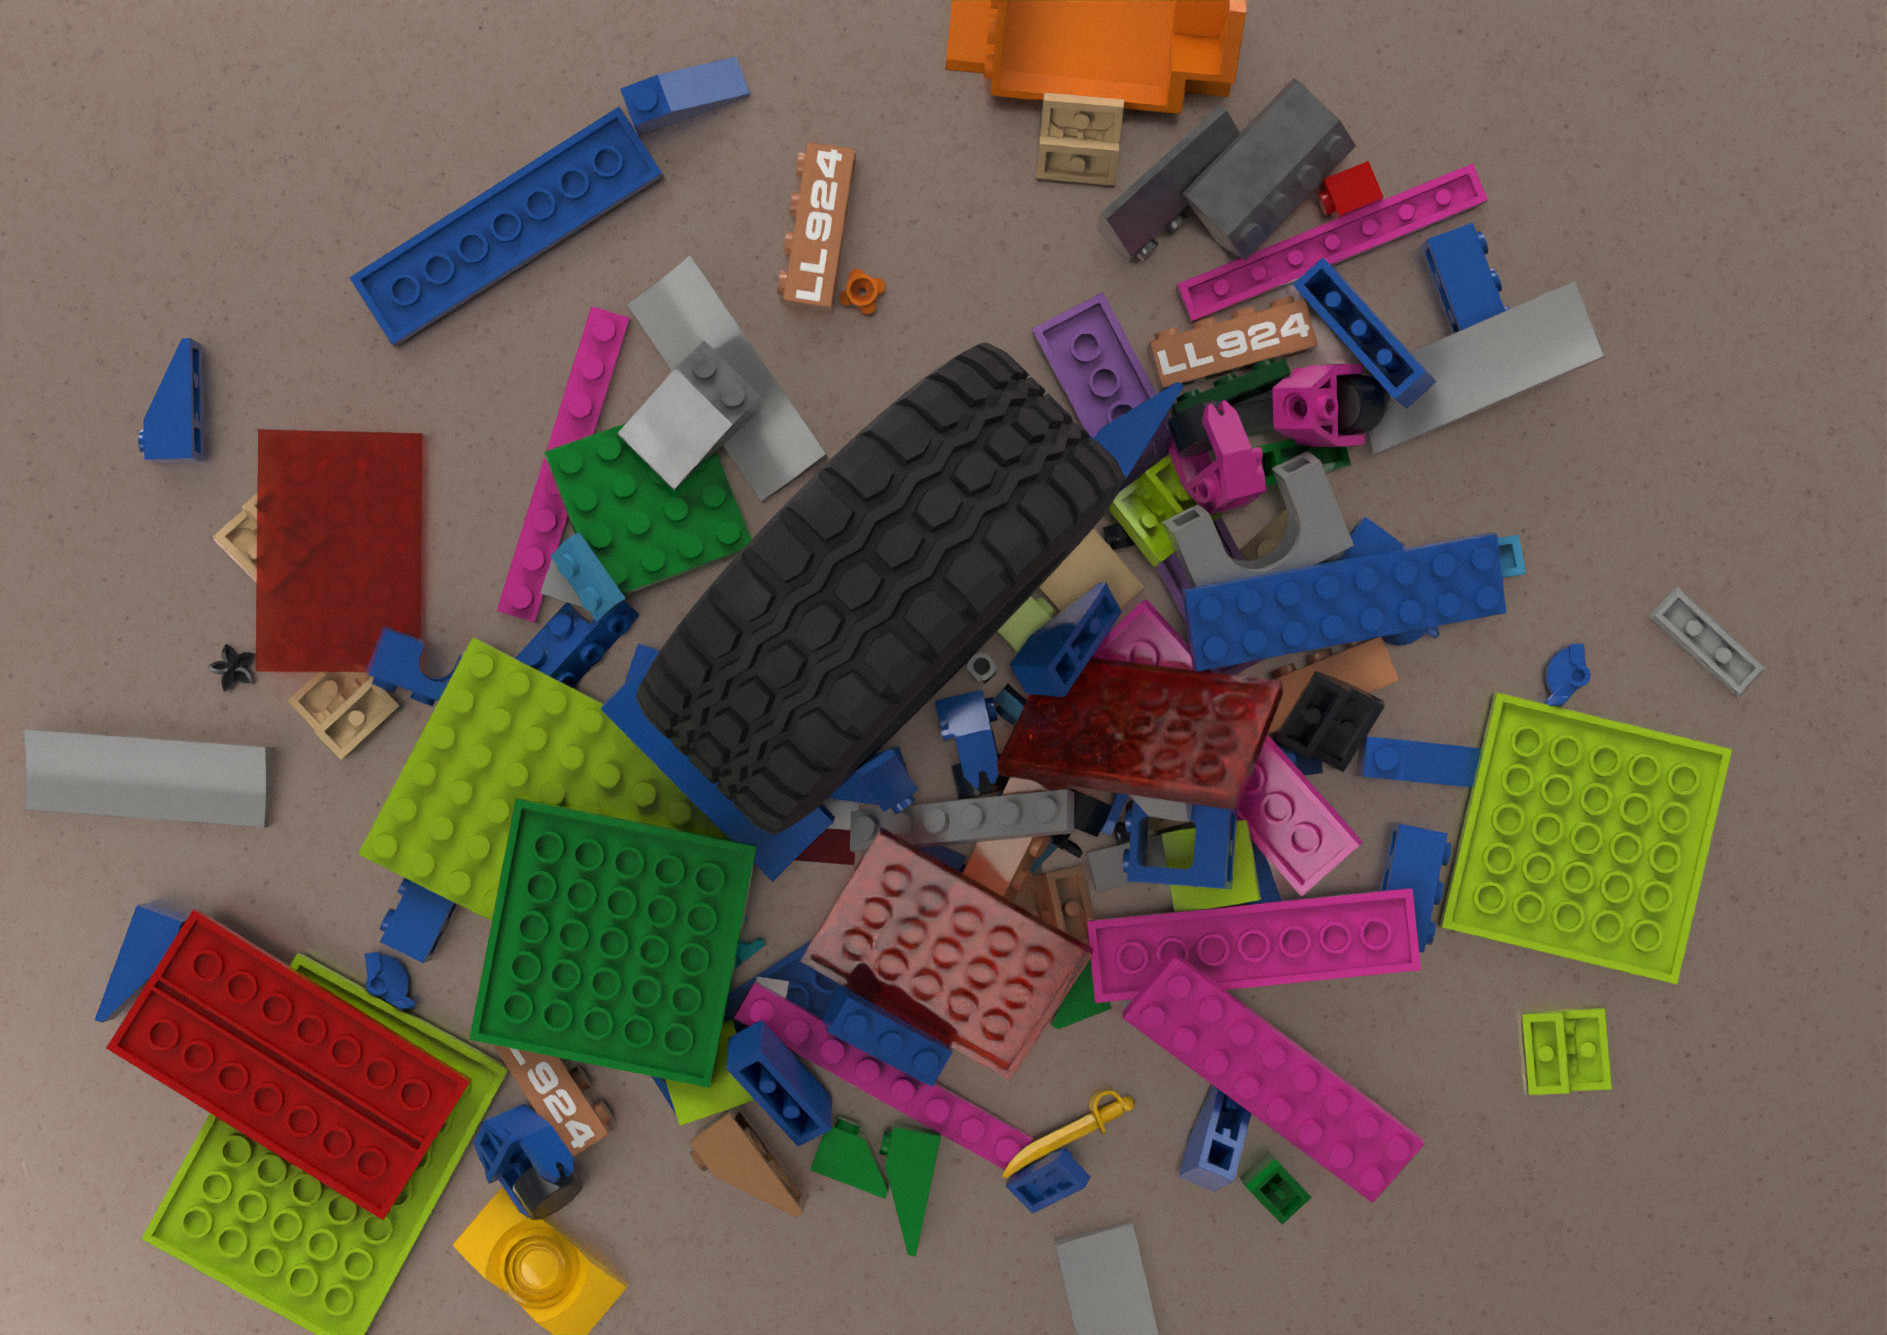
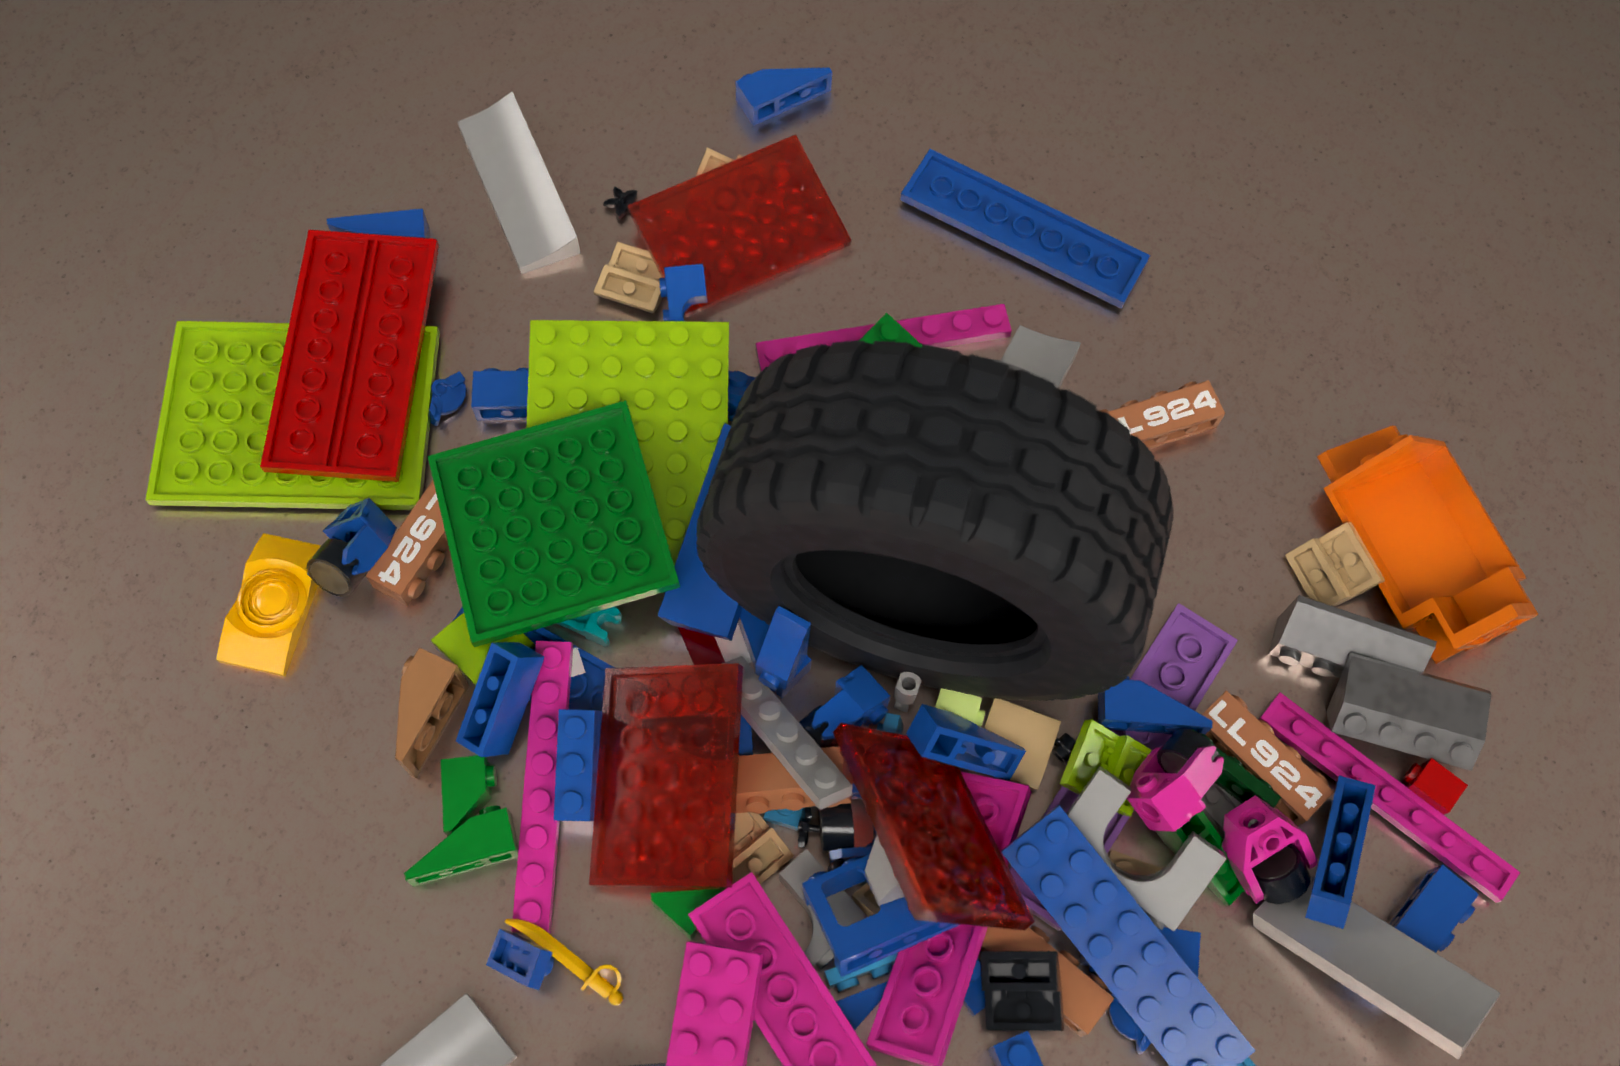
camera: 55 degrees right, 20 degrees down
(683, 94) = (1184, 291): slope -> none
(1179, 854) = (855, 985): lime slope -> none

